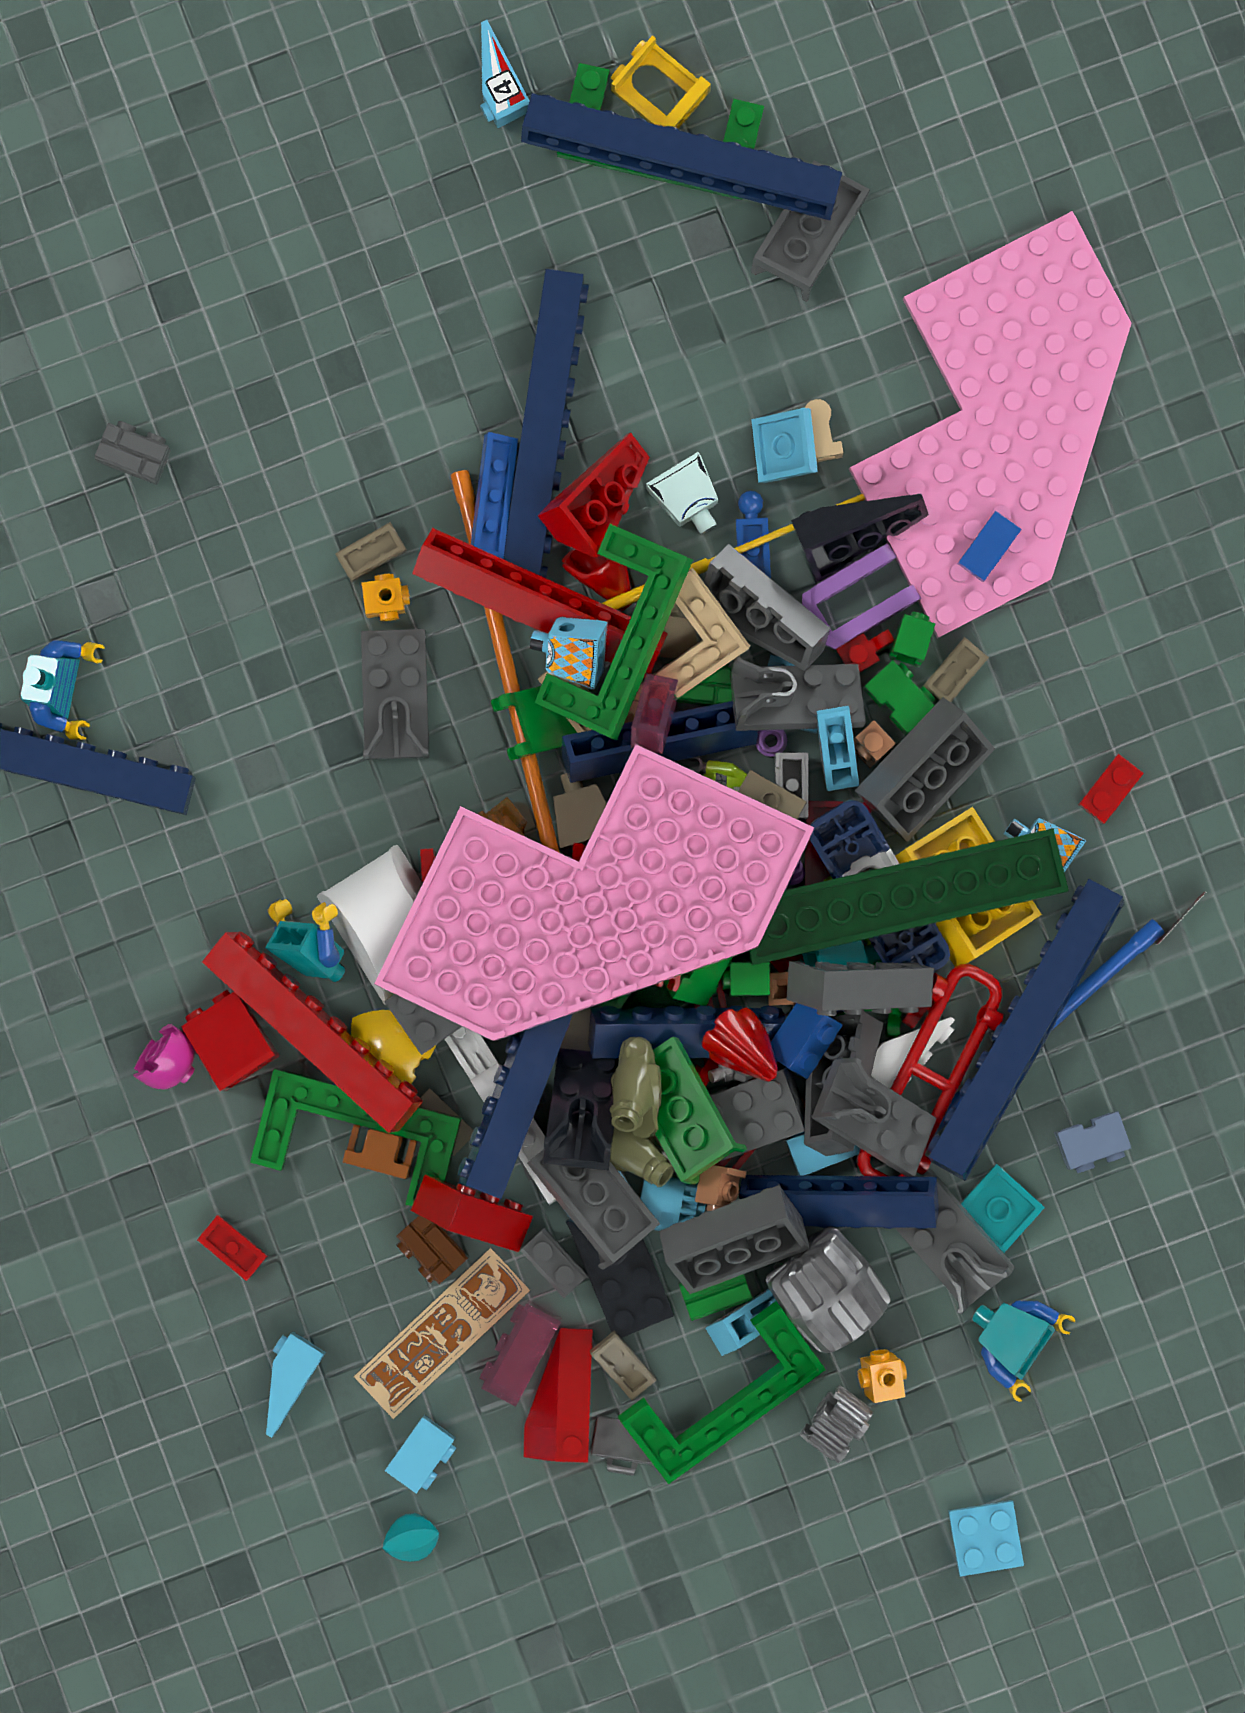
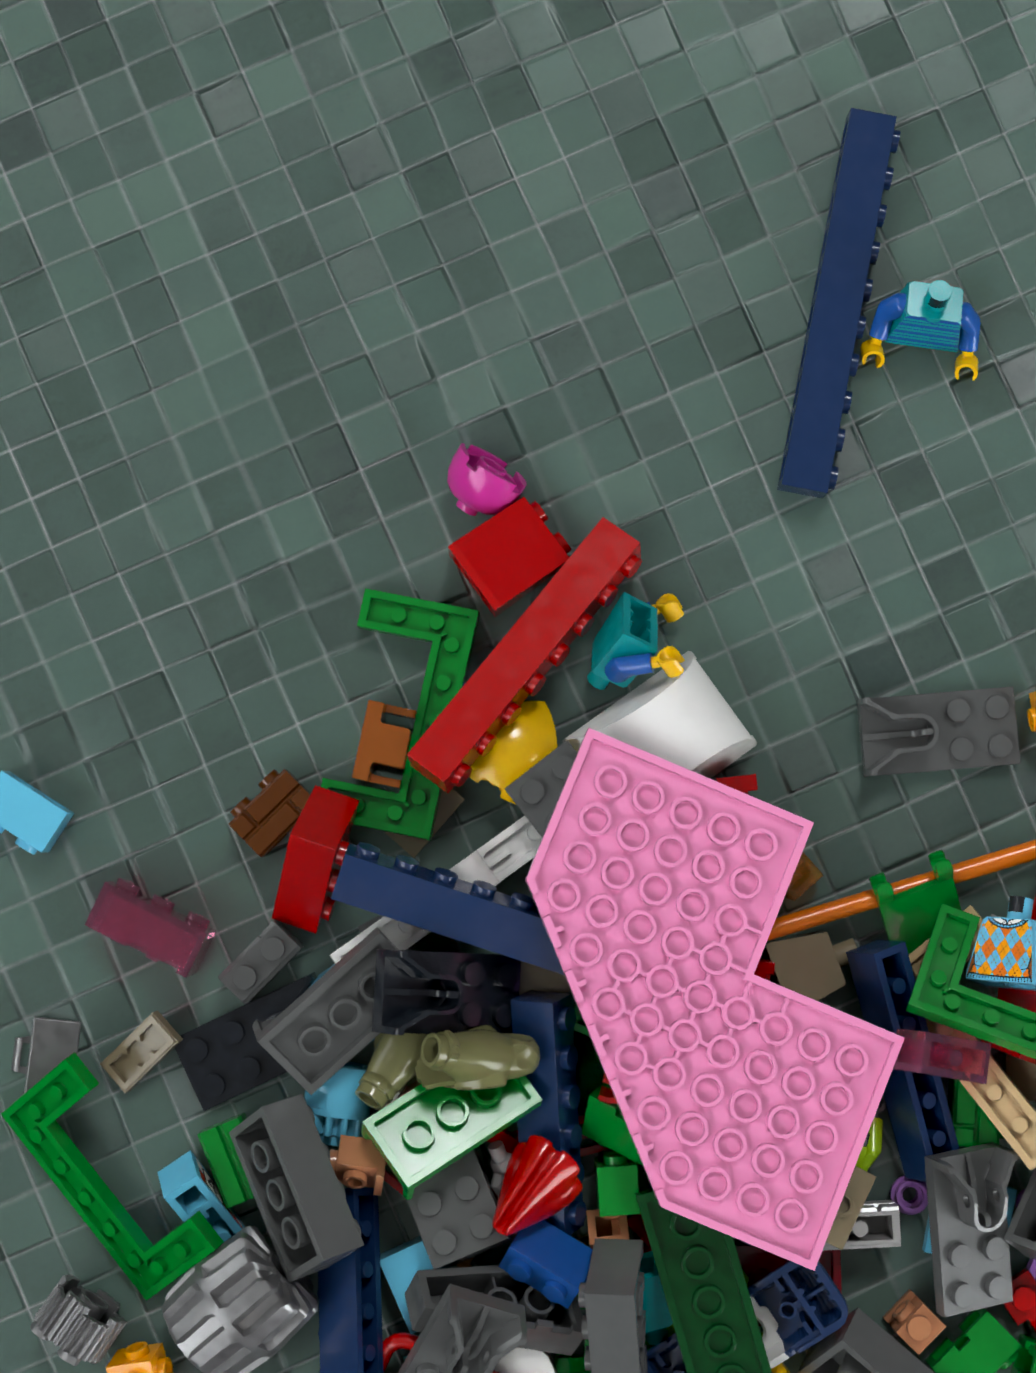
camera: 85 degrees right, 0 degrees up
(232, 1247) = (262, 573): red plate -> none
(290, 1373) = (117, 651): medium azure slope -> none
(441, 1333) = (172, 829): sticker -> none
(561, 1408) = (82, 978): red wedge -> none
(837, 748) = (910, 1283): medium azure slope -> none

